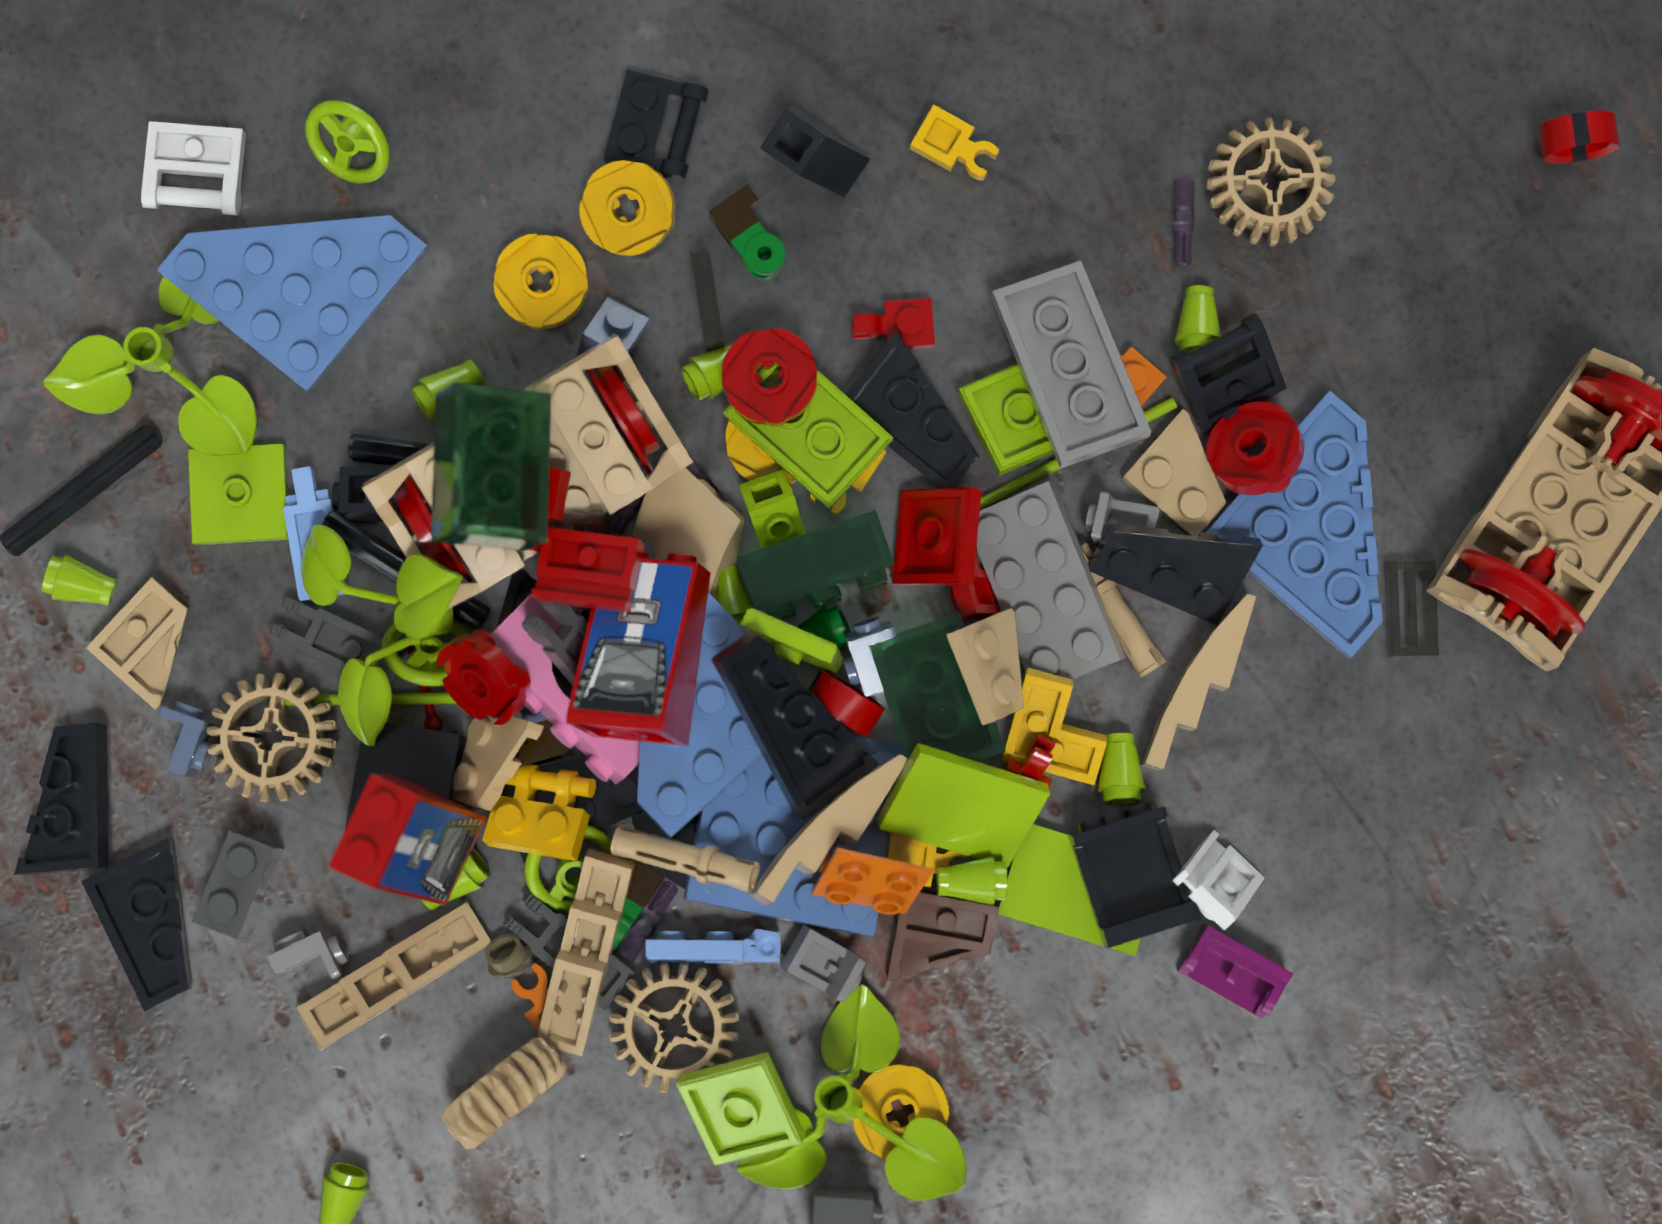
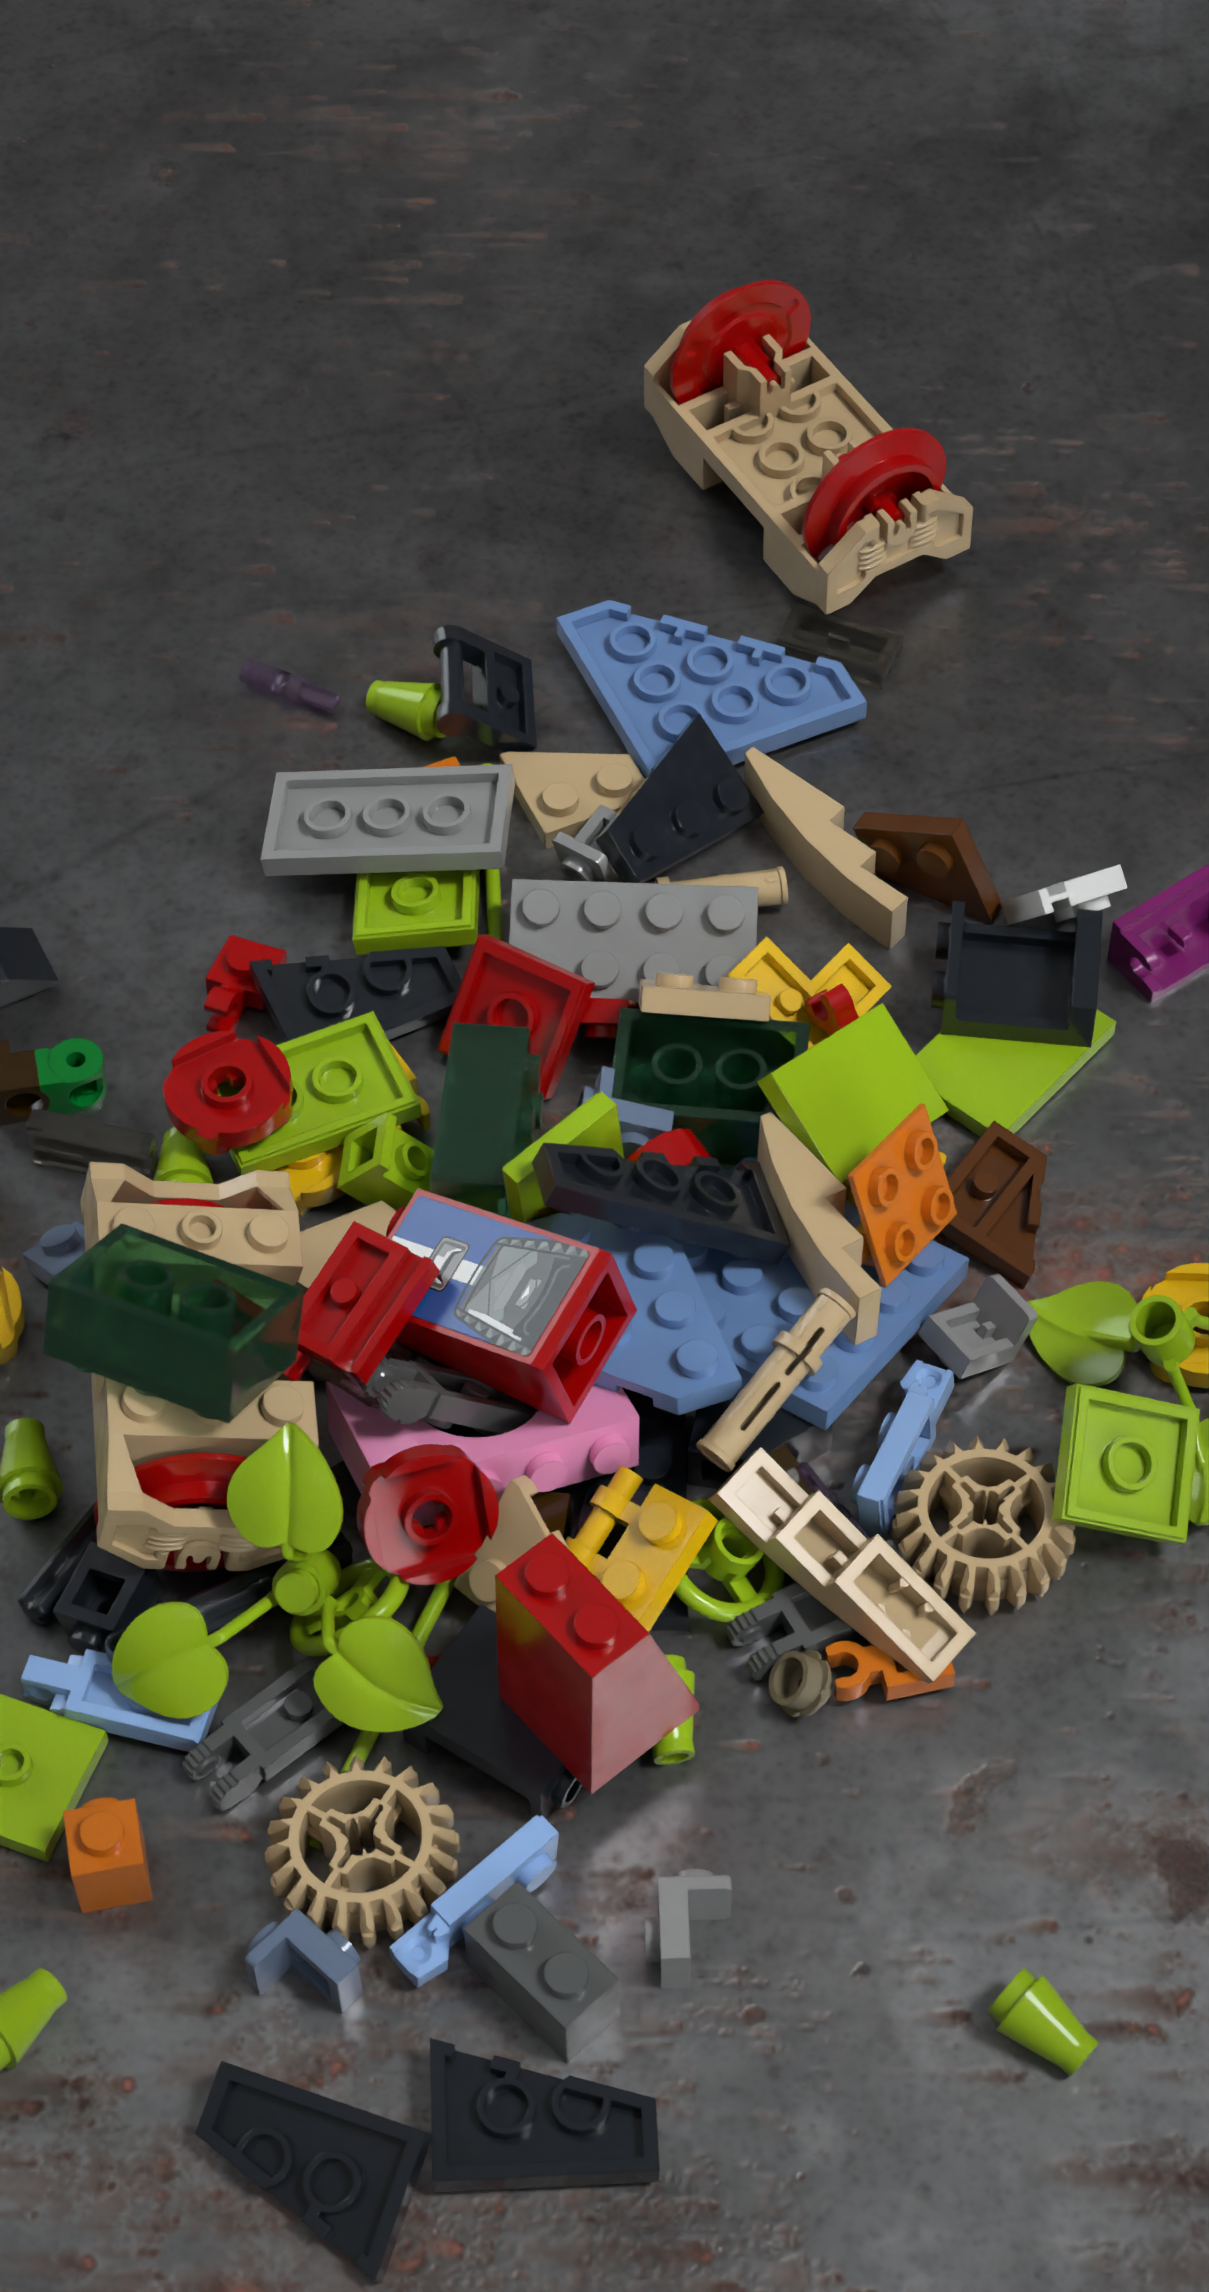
camera: 65 degrees left, 30 degrees down
(143, 641) = (140, 1969): tan wing -> none
(201, 584) = (107, 1854): none -> orange brick
(268, 821) = (522, 1858): none -> light blue hinge
(393, 976) = (762, 1839): tan slope -> none
(503, 1092) = (985, 1734): tan gear -> none
(946, 140) = (64, 855): yellow plate -> none
(974, 881) = (957, 1122): lime cone -> none
(1121, 771) = (897, 956): lime cone -> none
(1216, 770) = (931, 858): none -> reddish brown wing
(1271, 468) = (604, 714): red plate -> none
(1291, 179) = (295, 590): tan gear -> none
(1579, 136) = (412, 326): red piece -> none

